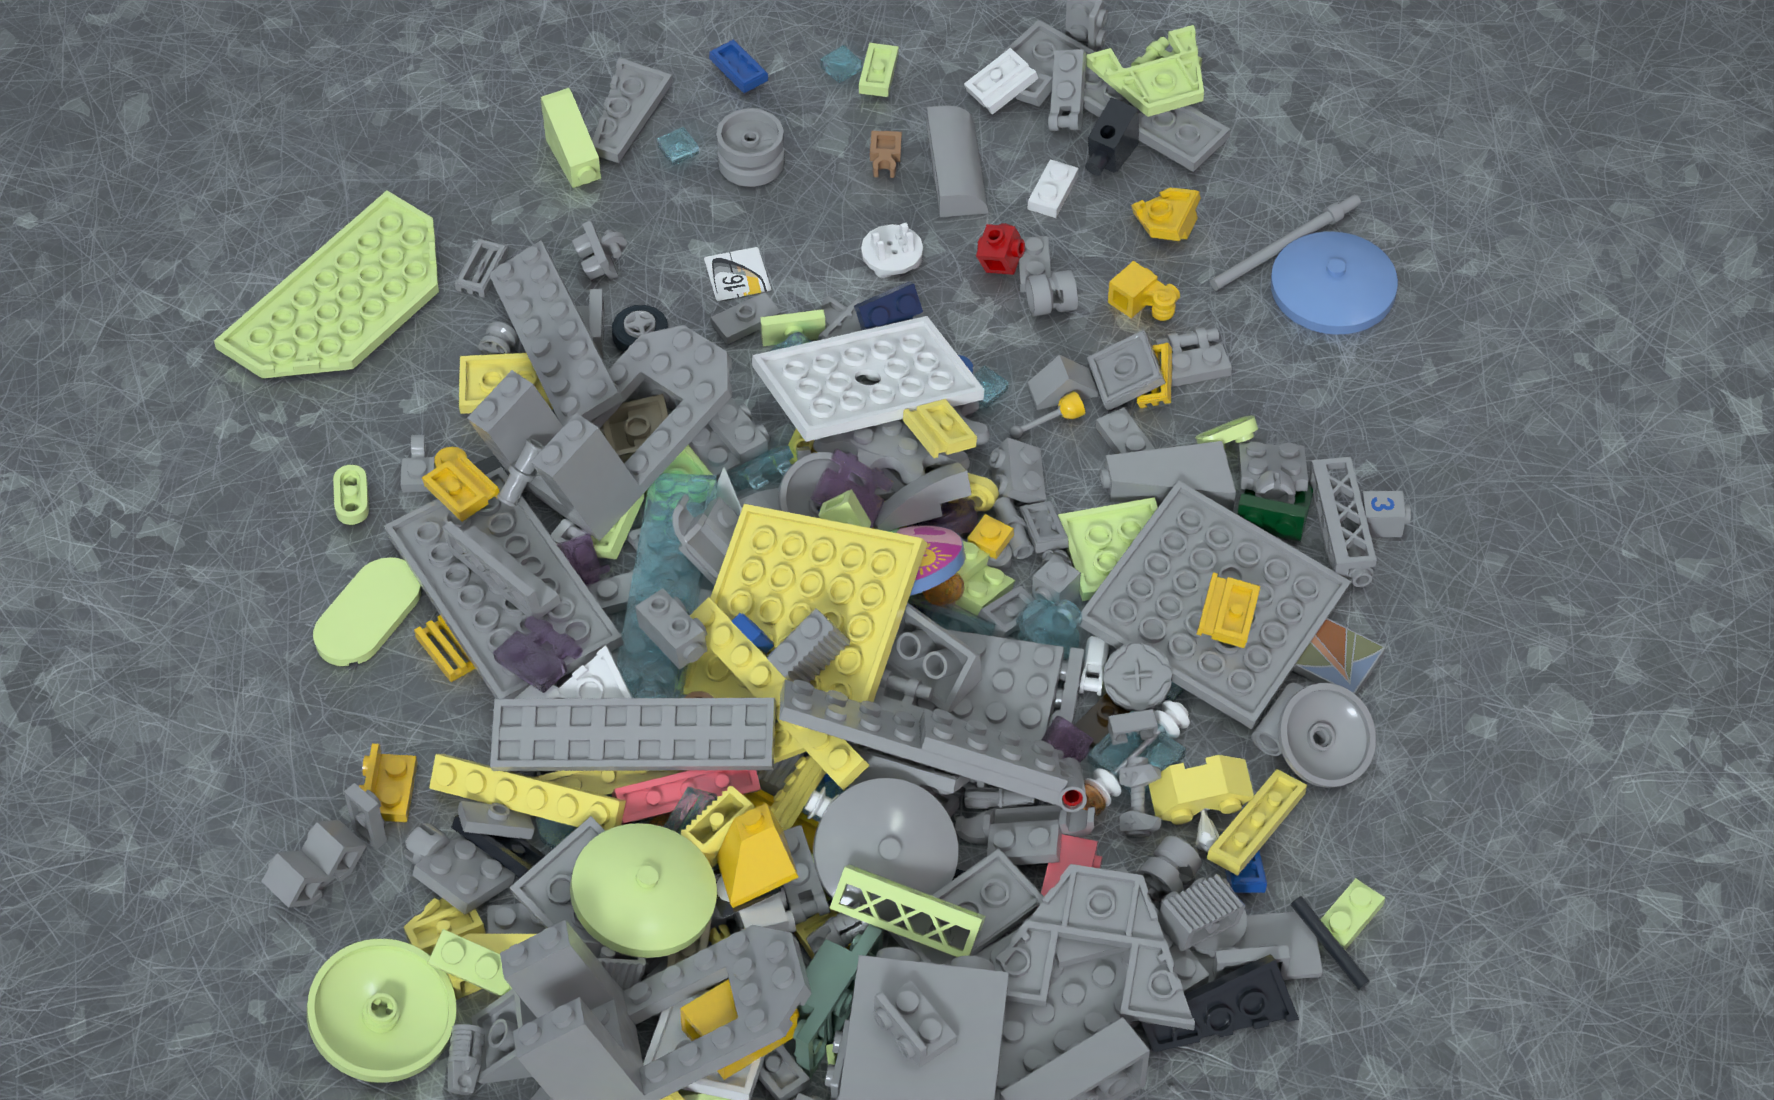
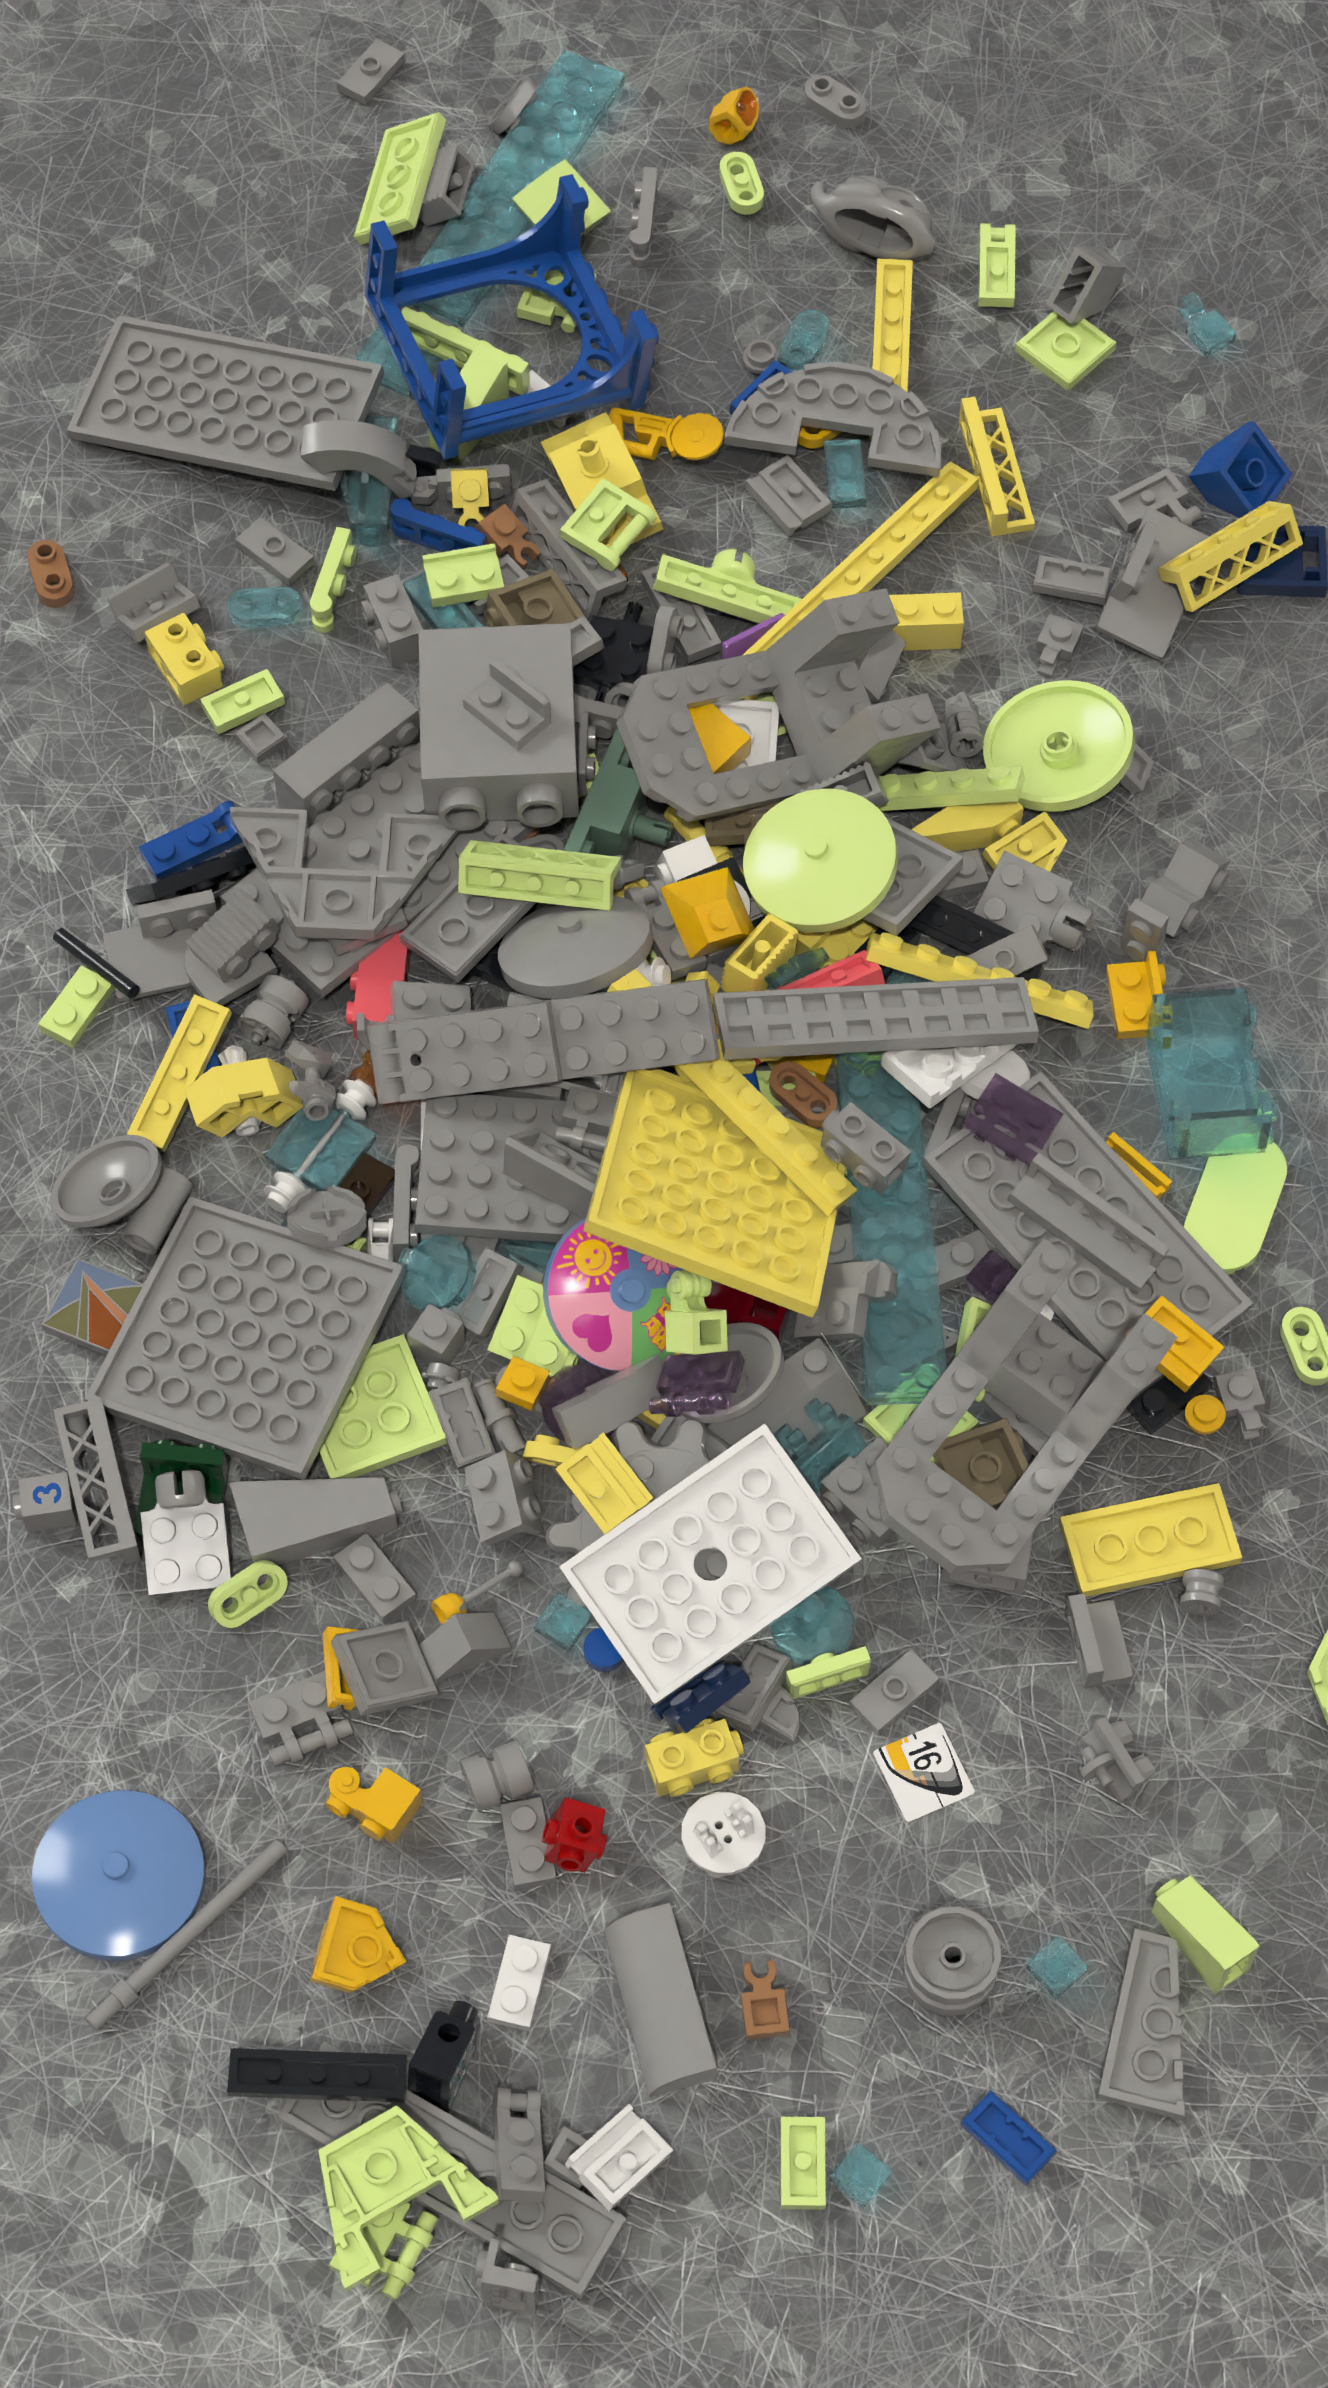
camera: 170 degrees right, 10 degrees up
(356, 677) = (1207, 1074): none -> clear light blue windscreen
(475, 285) = (1259, 1755): light grey tile -> none
(520, 473) = (1100, 1341): light grey pin -> none
(555, 335) = (1127, 1582): light grey plate -> none
(634, 320) = (1031, 1628): wheel -> none
(753, 633) = (770, 1155): blue tile -> none
(808, 648) = (700, 1120): light grey brick -> none
(922, 276) = (692, 1758): none -> light yellow brick
(1068, 738) = (398, 1129): clear purple bracket -> none
(1141, 722) = (327, 1159): light grey piece -> none
(1200, 135) = (317, 2075): none -> black plate
(1228, 610) = (226, 1304): yellow plate -> none
(1230, 1057) = (191, 843): none -> blue plate

